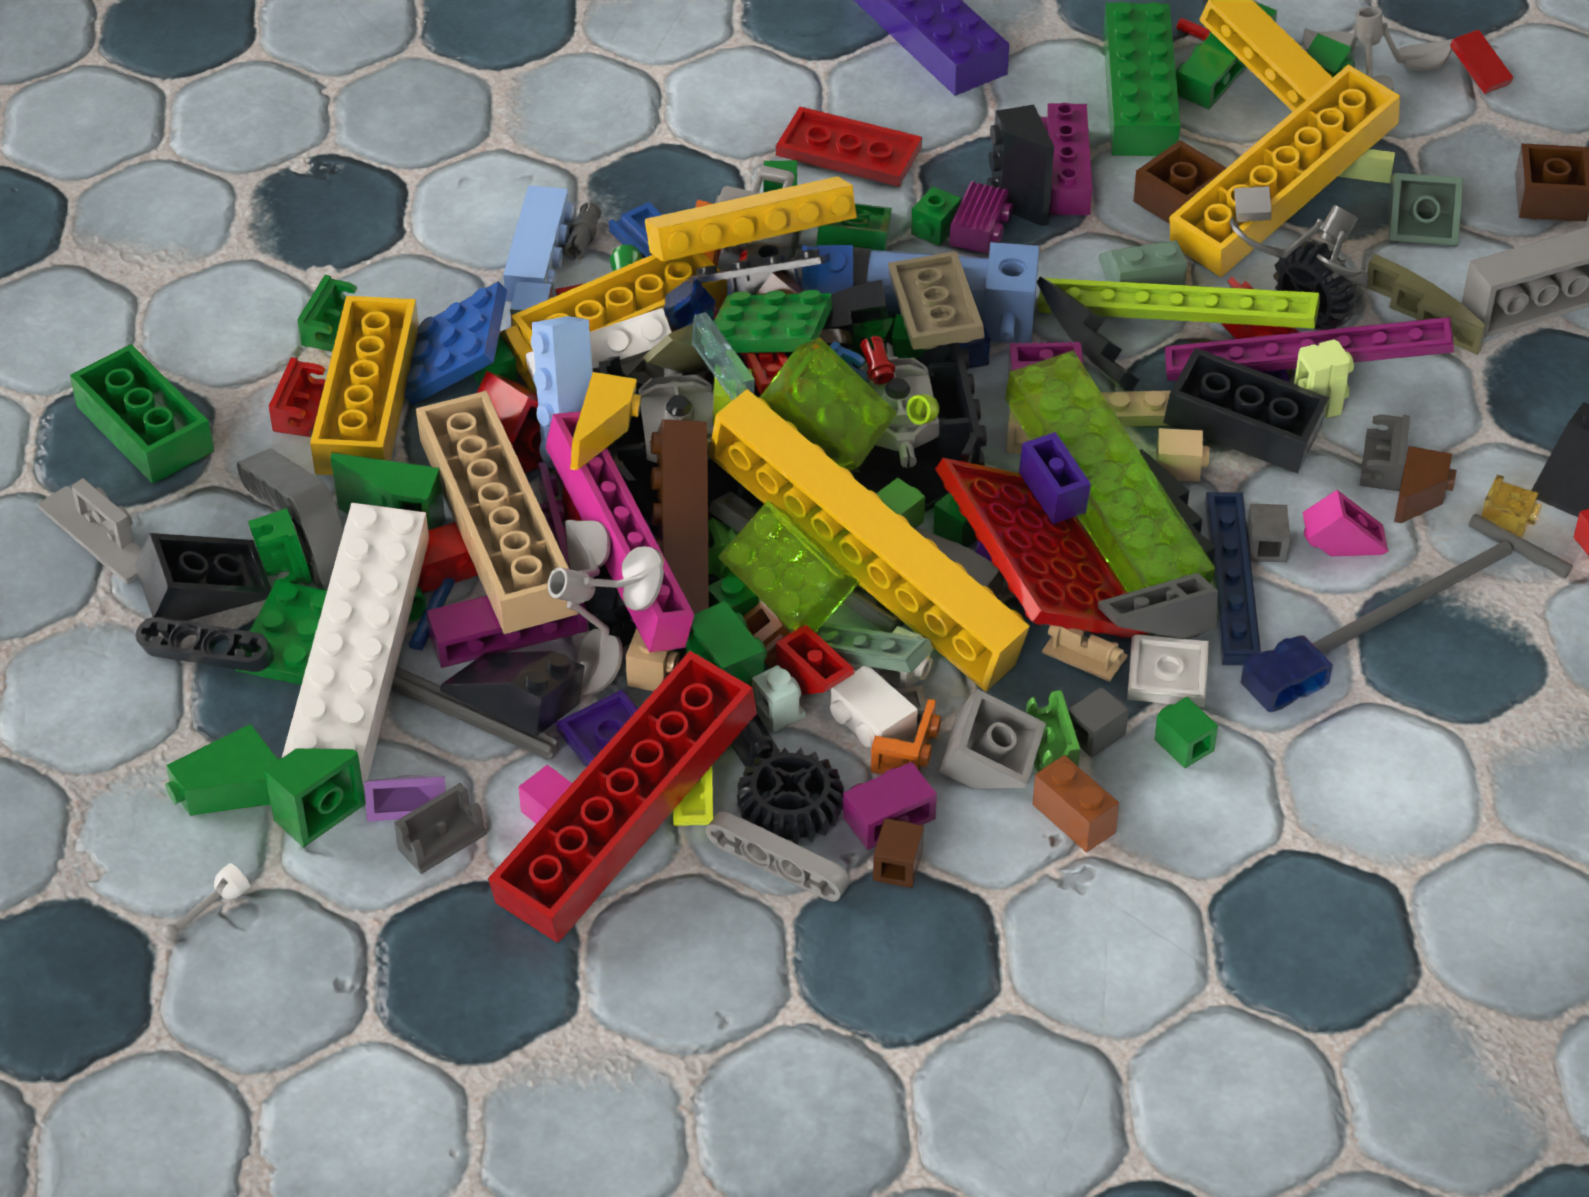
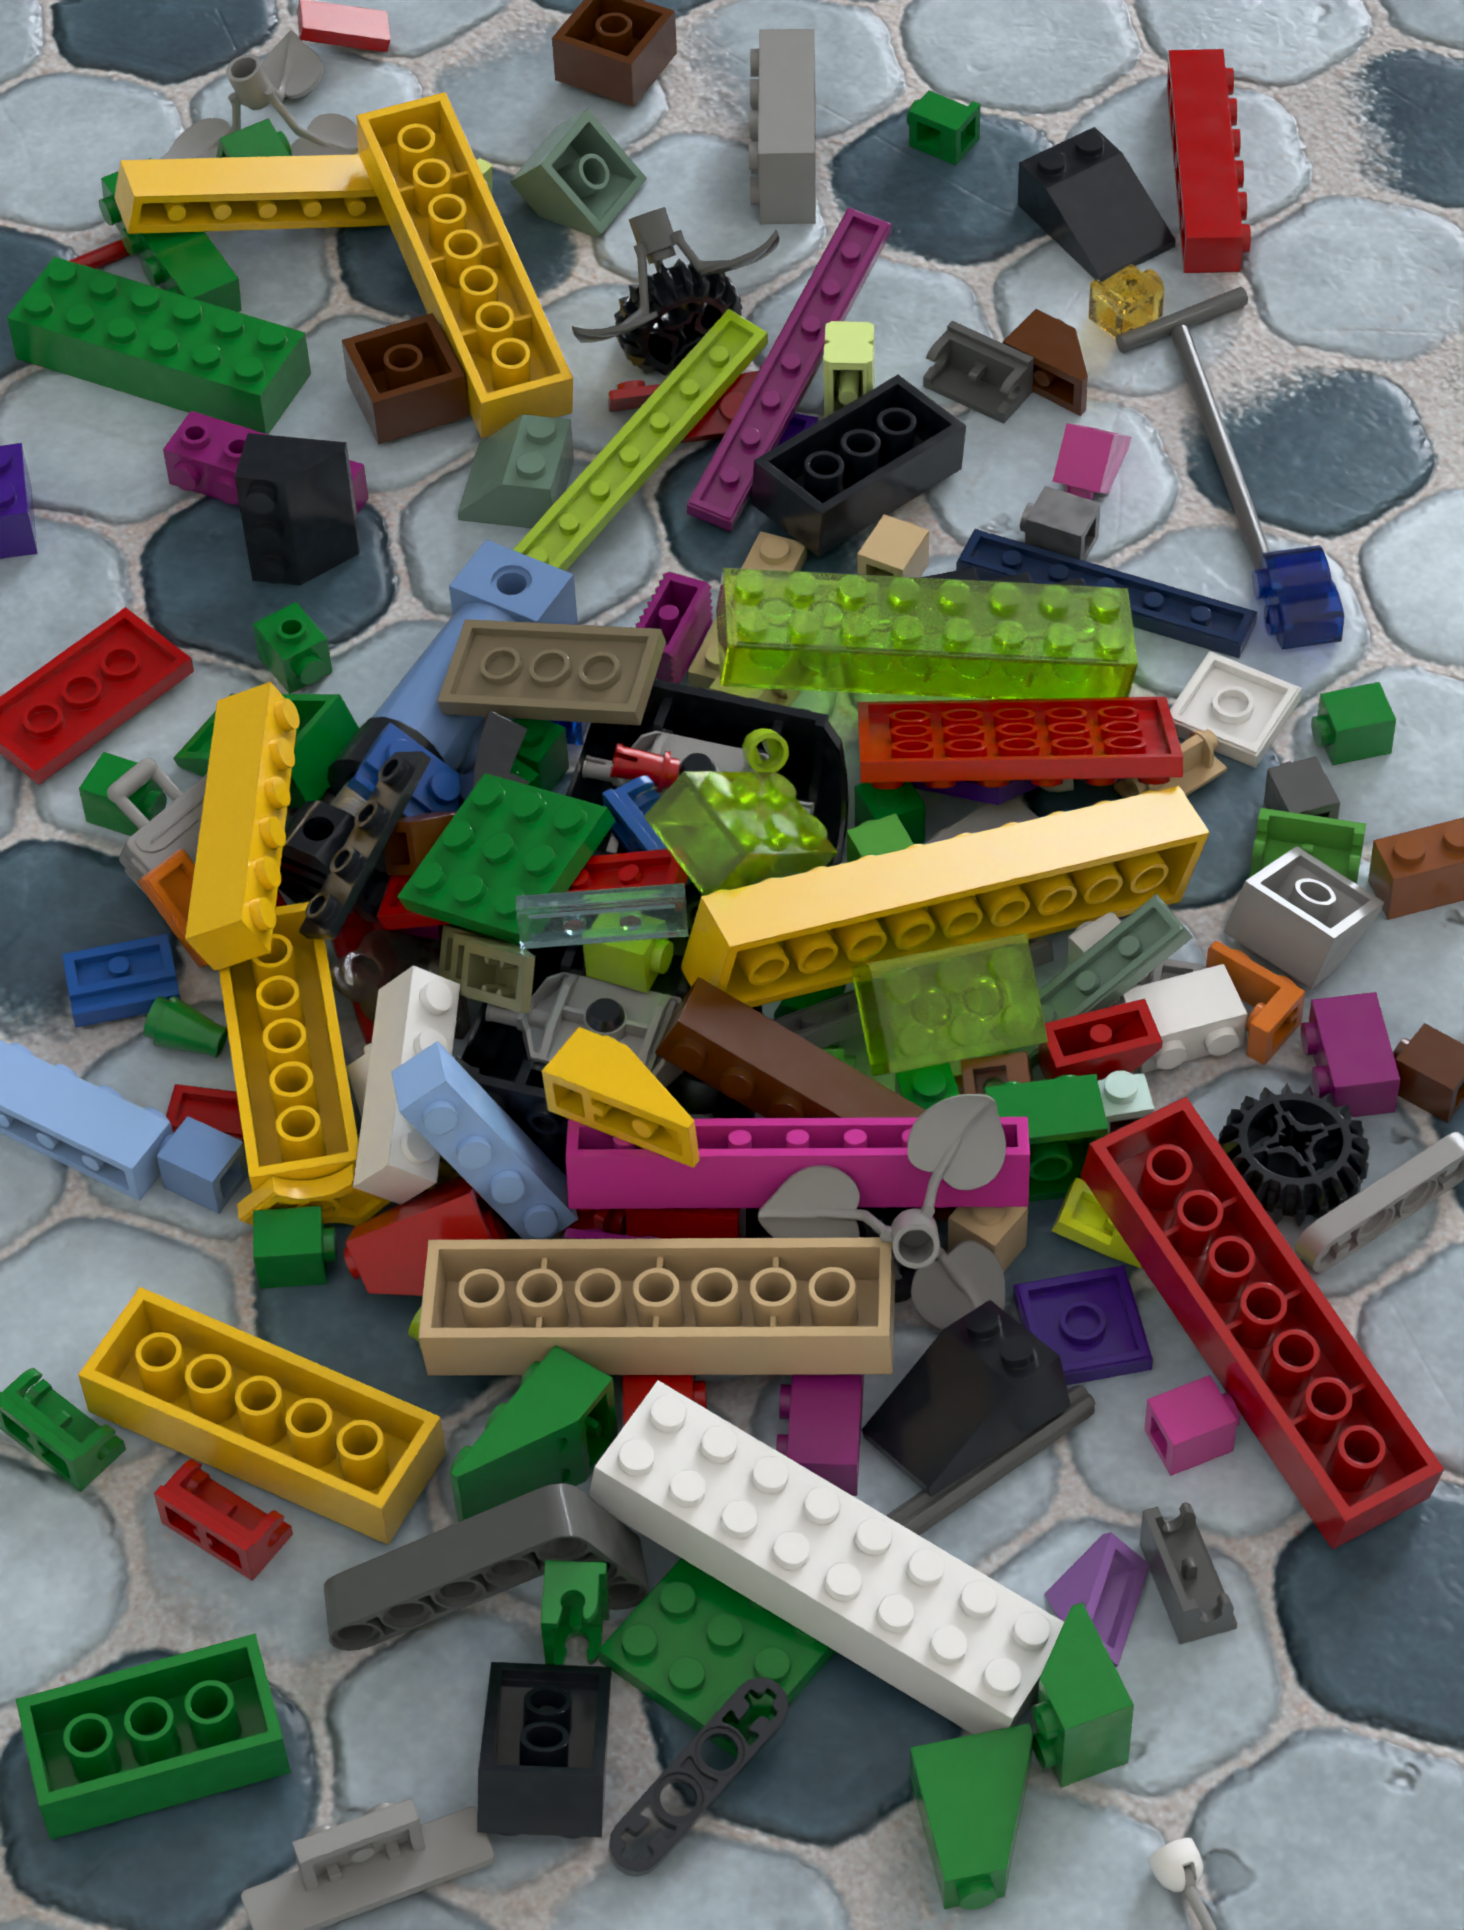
camera: 65 degrees left, 5 degrees up
(456, 343) = (254, 1256): blue plate -> none
(582, 231) = (66, 1051): dark grey pin -> none
(687, 301) = (399, 943): clear blue brick -> none
(980, 218) = (332, 600): magenta brick -> none
(1054, 477) = (916, 676): dark purple brick -> none
(1082, 326) = (611, 567): black slope -> none
(1171, 608) = (1165, 657): dark grey slope -> none
(1252, 204) = (528, 309): light grey tile -> none
(1424, 301) = (799, 225): olive slope -> none

